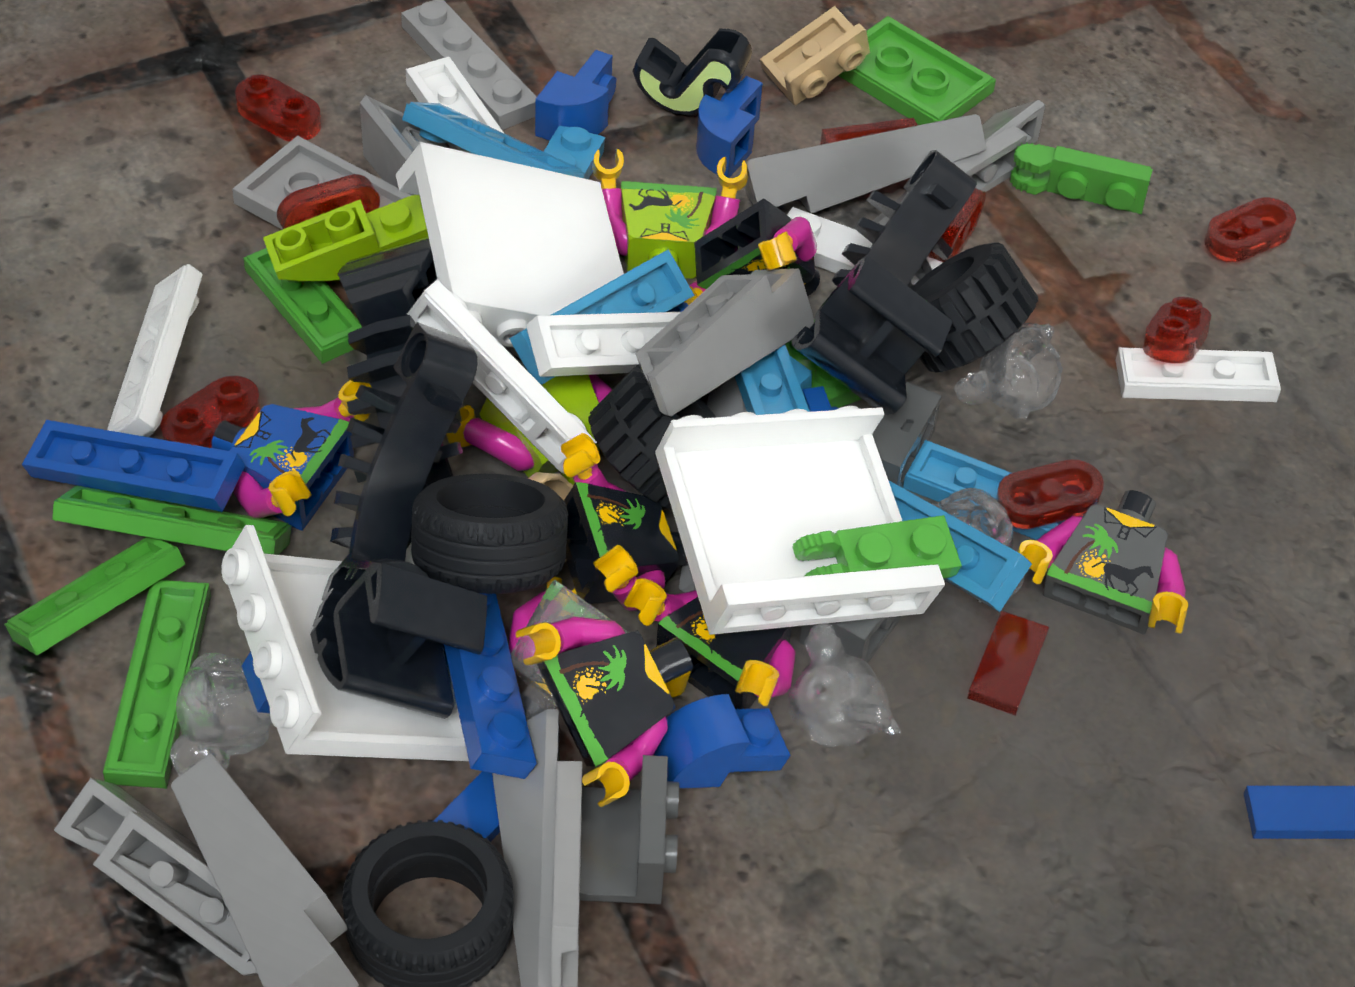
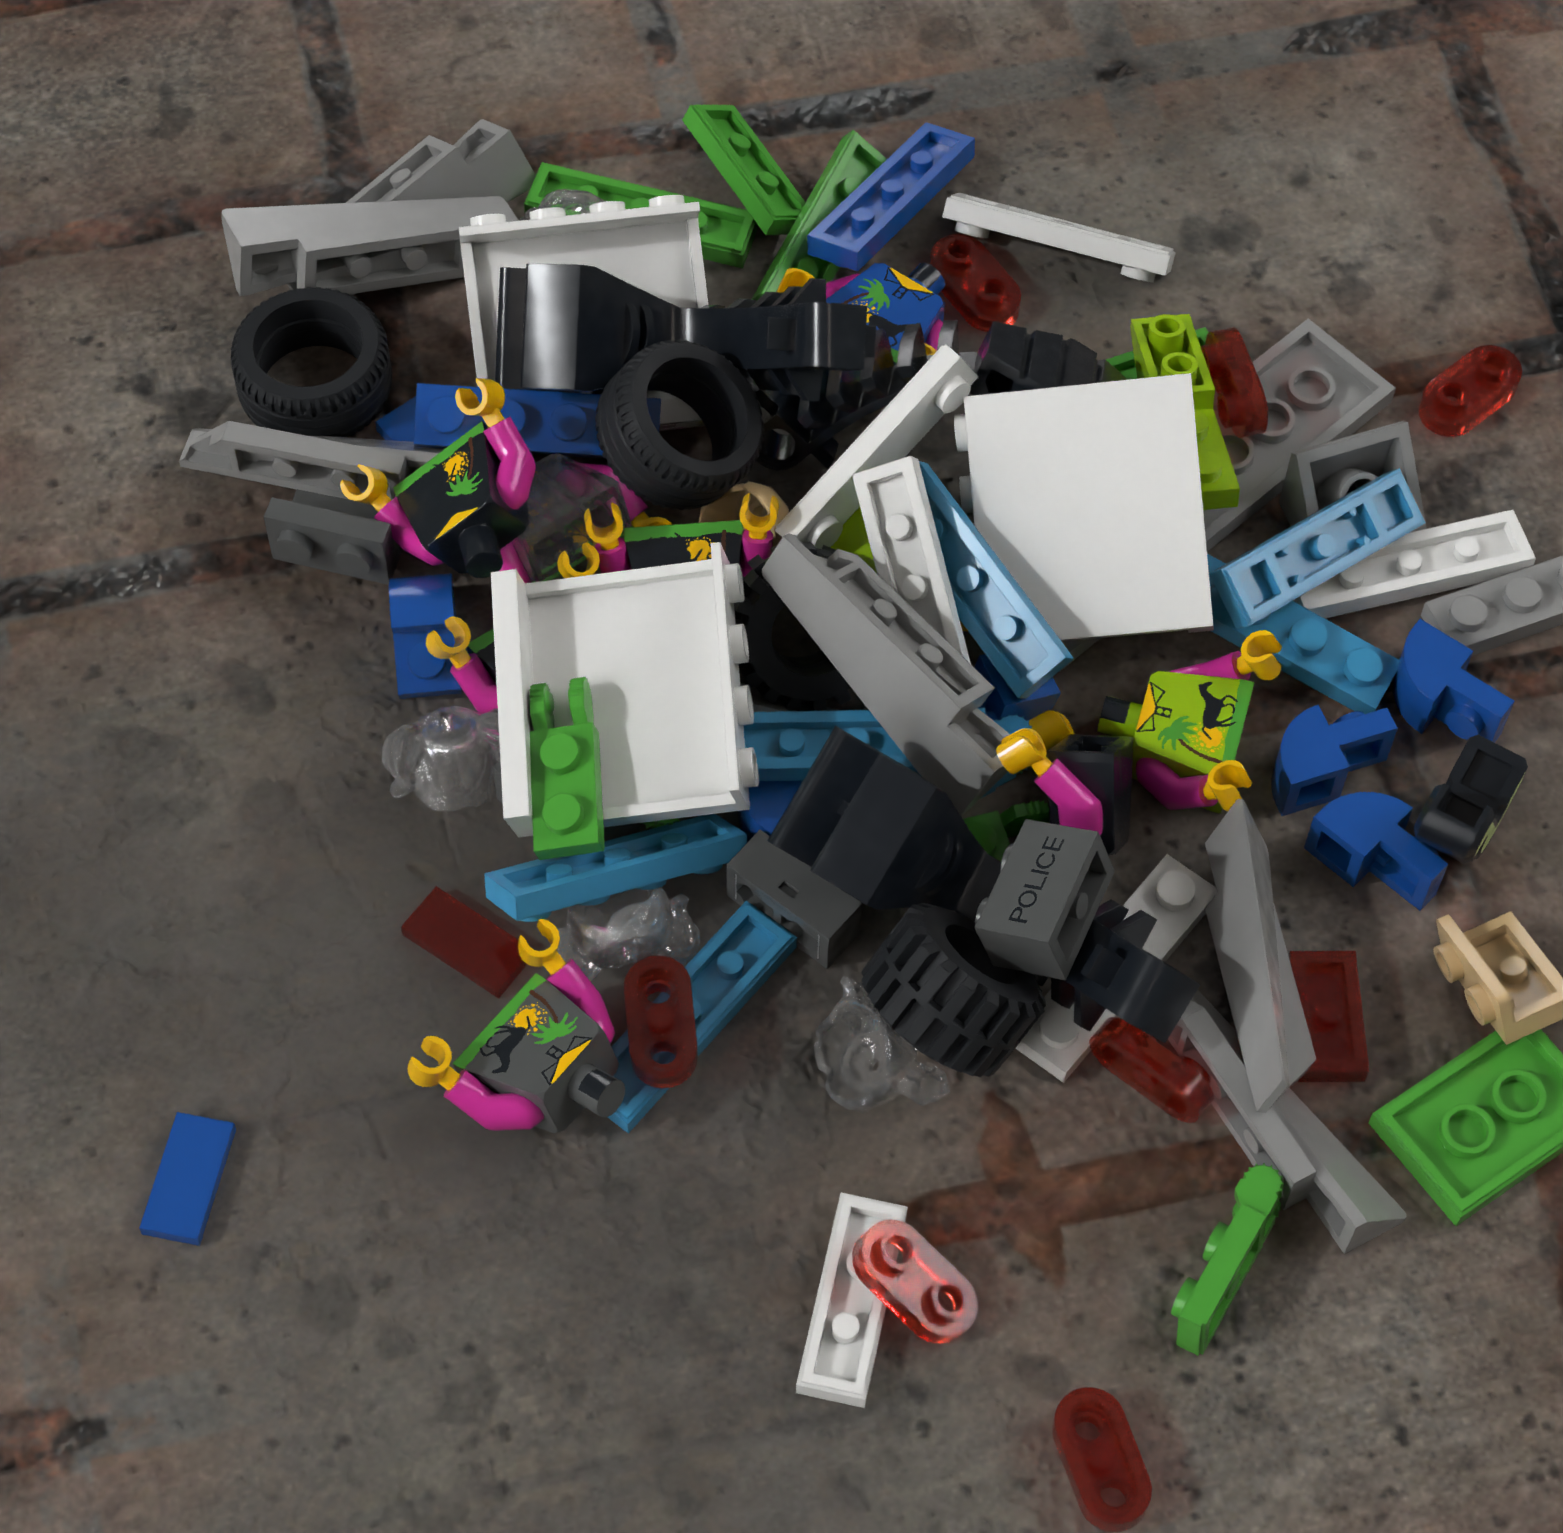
camera: 105 degrees right, 10 degrees up
(659, 156) = (1319, 755): none -> blue brick
(897, 233) = (1044, 899): none -> dark grey brick

